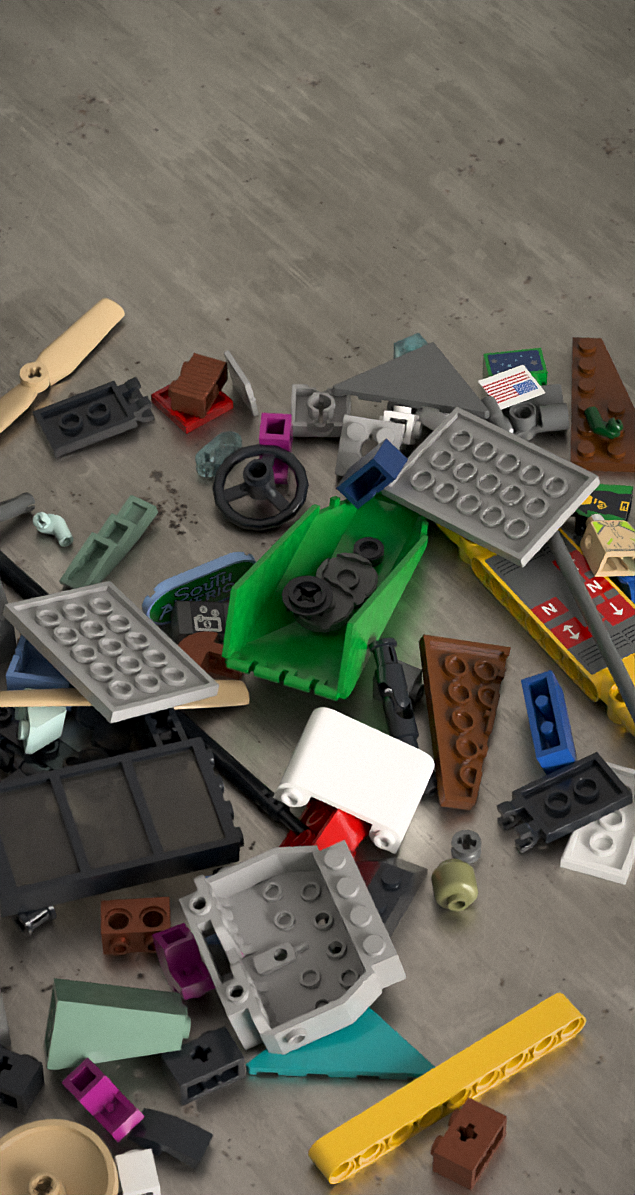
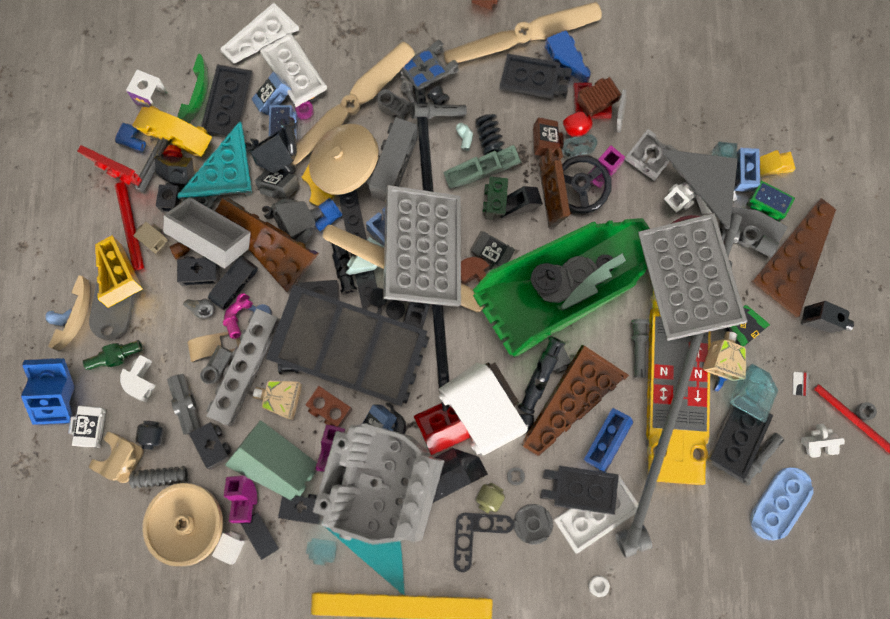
camera: 35 degrees right, 30 degrees up
(52, 954) = (280, 397): none -> tan torso
(85, 501) = (488, 133): none -> black piece
(103, 364) = (563, 50): none -> blue slope
(155, 557) = (496, 197): none -> dark green bracket
(167, 468) = (546, 136): none -> copper piece
(195, 545) = (522, 201): none -> black slope
(196, 427) = (577, 124): none -> red hair
(203, 583) = (502, 231): tile -> none
(228, 505) = (554, 187): none -> reddish brown tile
(277, 1093) = (321, 550): none -> clear light blue brick
(358, 431) = (641, 199): light grey brick -> none
(372, 473) = (638, 224): dark blue piece -> none
(373, 558) = (587, 287): none -> sand green slope
(460, 351) = (747, 170): none -> medium blue brick
(463, 941) = (475, 527): none -> black beam
(482, 336) = (776, 163): none -> yellow slope
(488, 602) = (640, 338): none -> dark grey pin
(512, 386) = (758, 213): sticker -> none
(538, 885) = (533, 524): none -> dark grey tile
(598, 426) = (785, 272): dark green arm -> none

